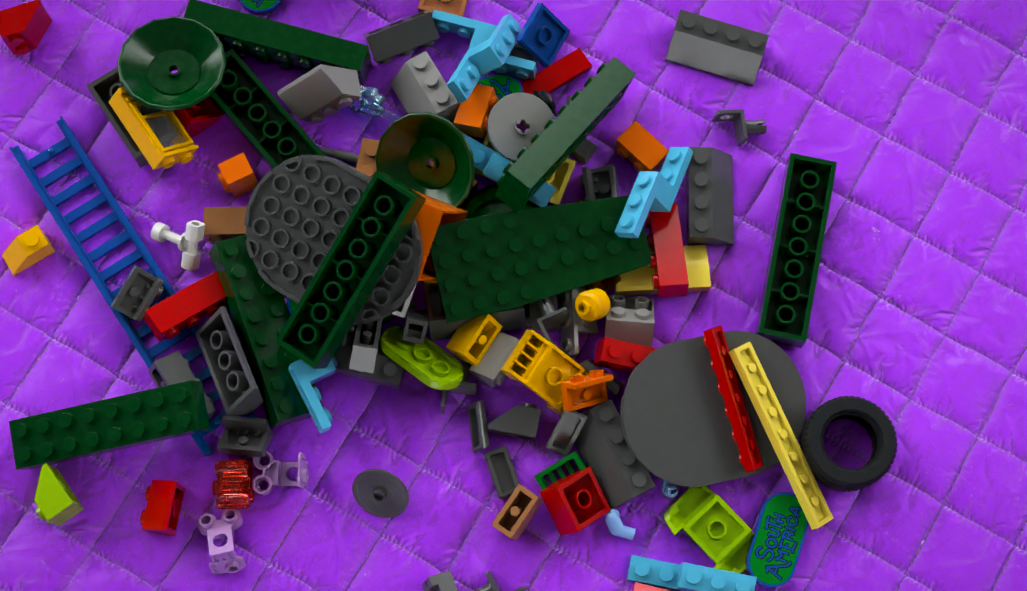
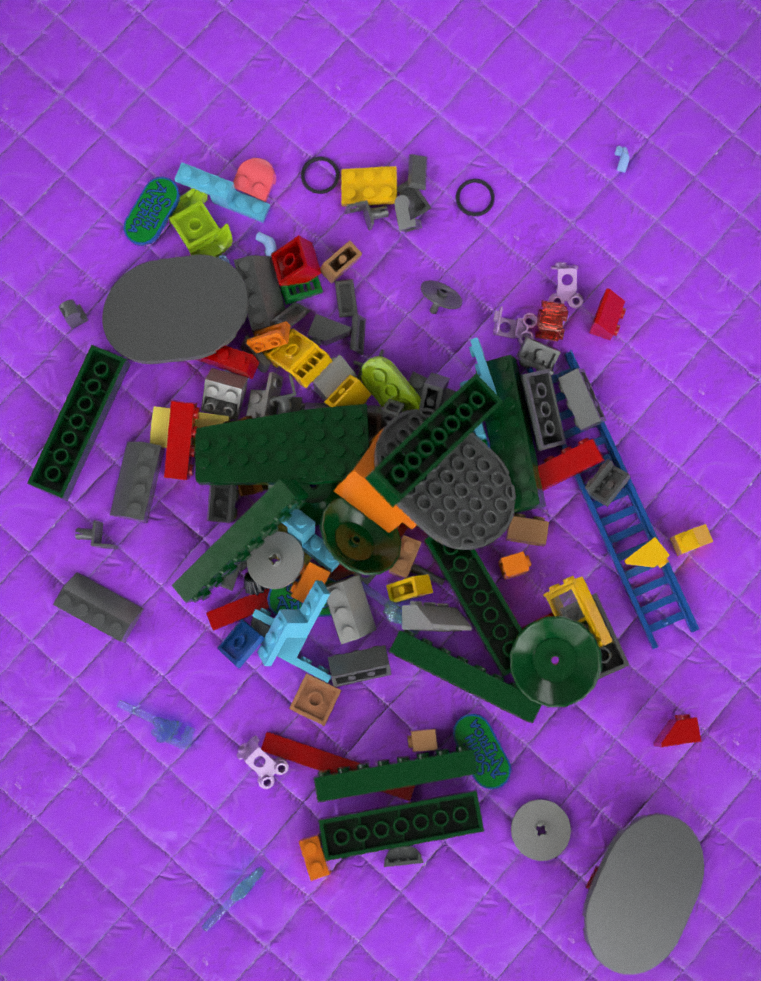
camera: 165 degrees left, 5 degrees up
(55, 498) = (687, 335): lime slope -> none
(77, 216) = (649, 555): none -> yellow slope
(109, 425) = (640, 377): dark green brick -> none
(186, 242) = (562, 519): white bar -> none
(352, 130) = (409, 588): none -> yellow slope
(592, 304) = (249, 402): yellow head -> none
(641, 148) = (181, 531): orange brick -> none
(654, 192) = (180, 481): medium azure bracket -> none
(735, 406) = (159, 315): red plate -> none
(781, 435) = (129, 280): light yellow plate -> none
(840, 383) = (73, 314): none -> dark grey leg
(878, 428) = (64, 246): black tyre -> none

